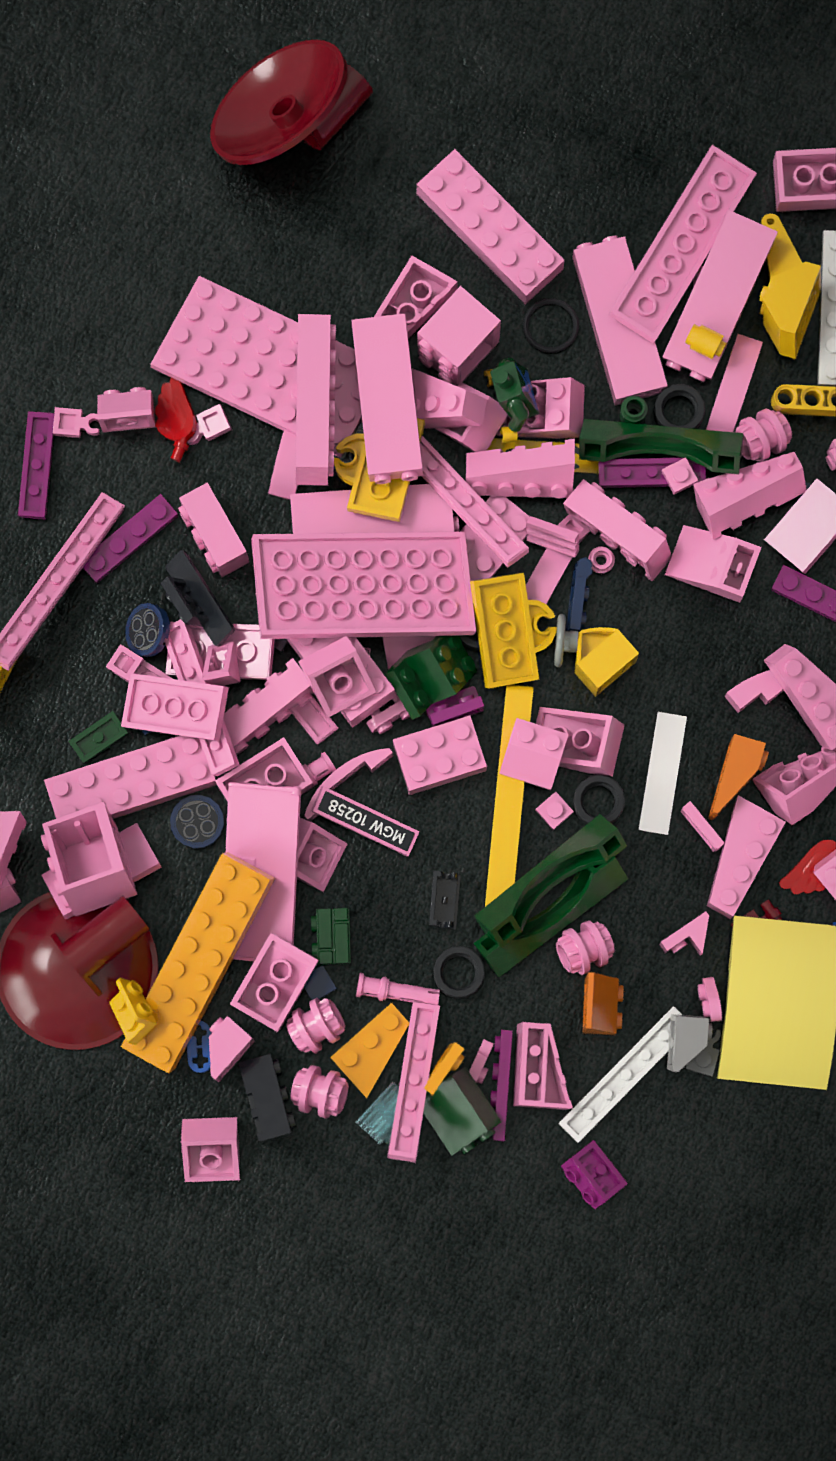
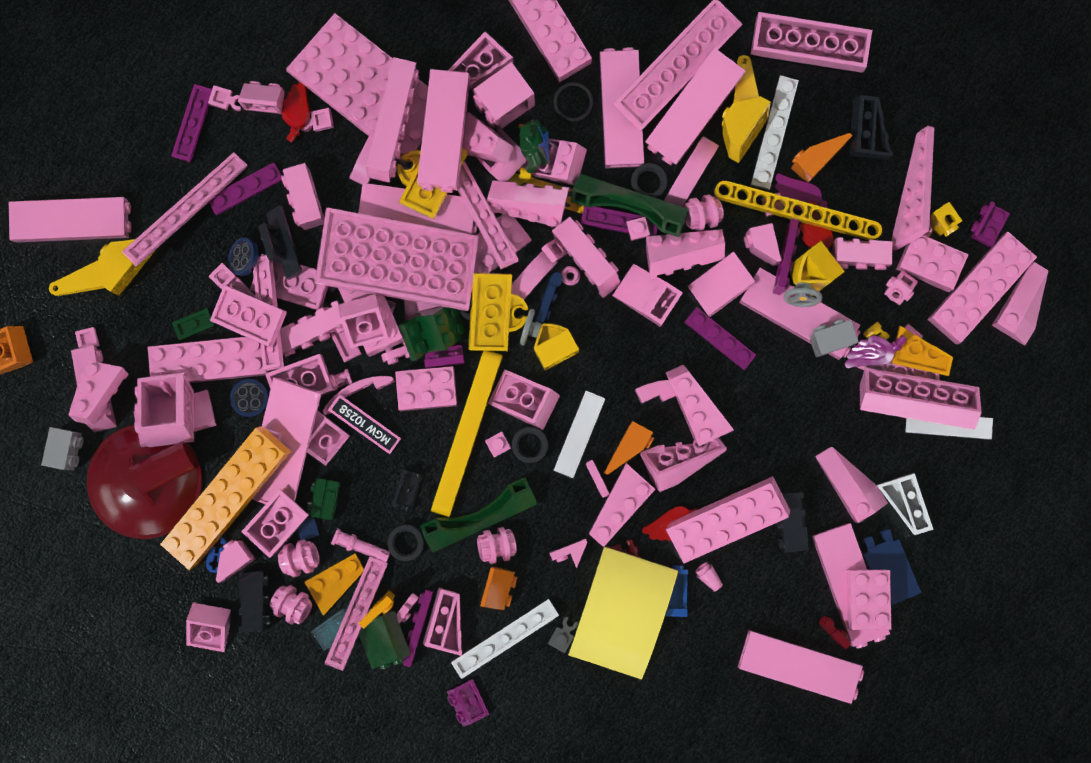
camera: 15 degrees right, 5 degrees up
(132, 1011) = (172, 522): yellow bracket -> none
(221, 665) = (287, 293): bright pink slope -> none
(533, 753) = (490, 403): bright pink slope -> none
(552, 536) = (539, 252): bright pink tile -> none
(589, 847) = (513, 477): dark green arch -> none
(633, 404) = (619, 171): dark green brick -> none
(686, 1039) = (552, 625): light grey slope -> none
(705, 341) = (677, 138): yellow brick -> none
(711, 1006) = (574, 595): bright pink plate -> none

